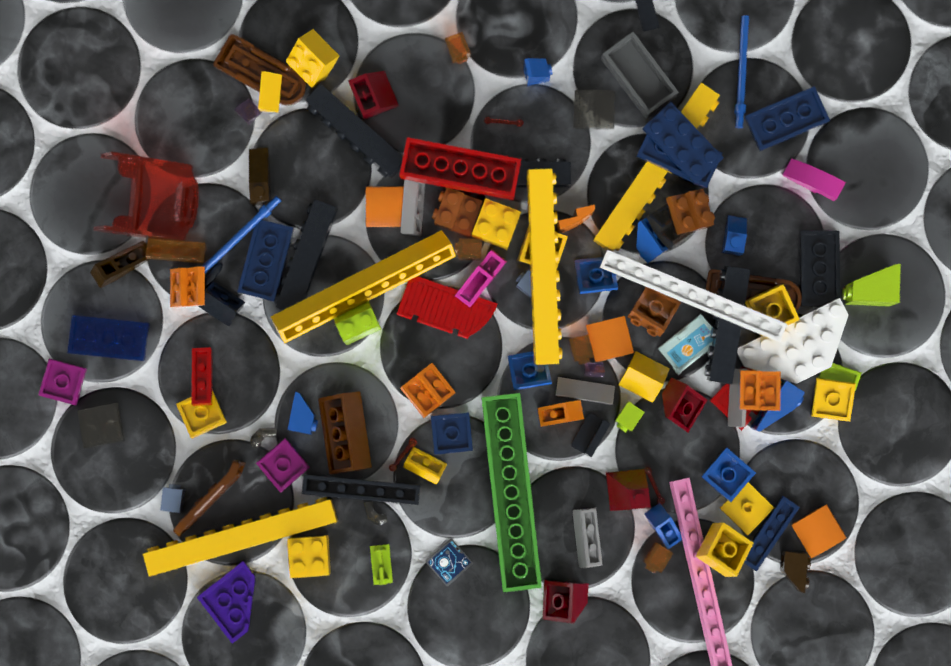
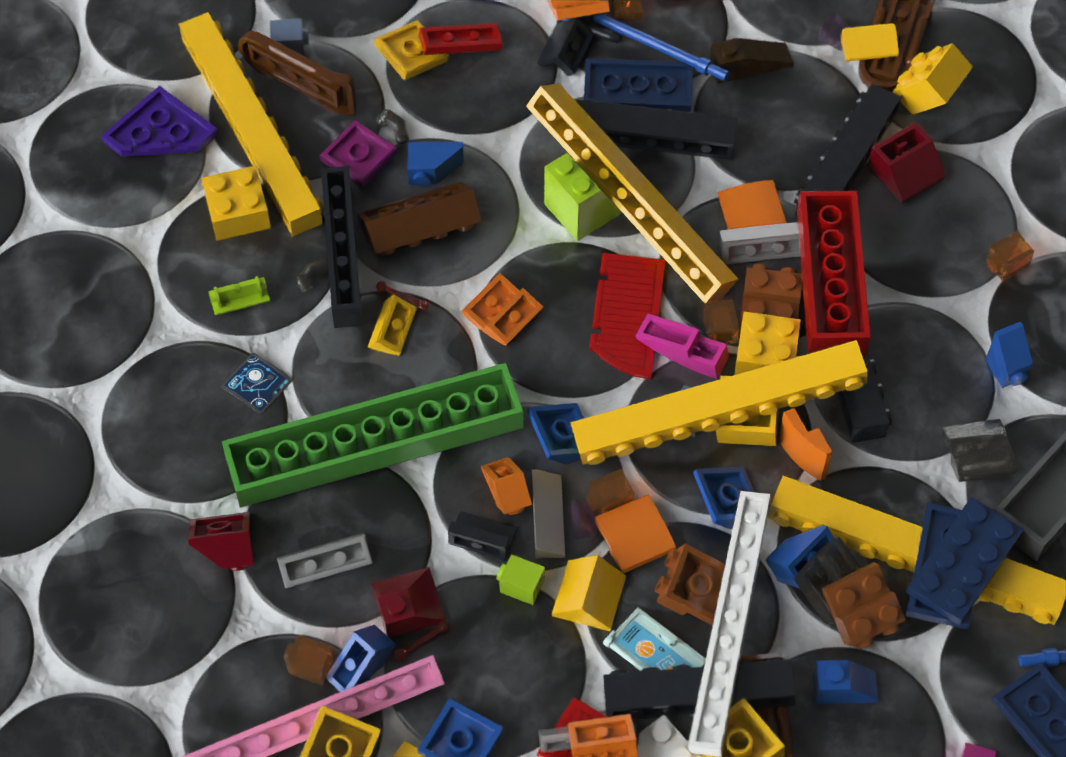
camera: 80 degrees right, 25 degrees down
(451, 433) = (445, 348): dark blue plate -> none
(519, 123) = (926, 358): clear red hinge -> none
(682, 404) = (556, 651): dark red slope -> none

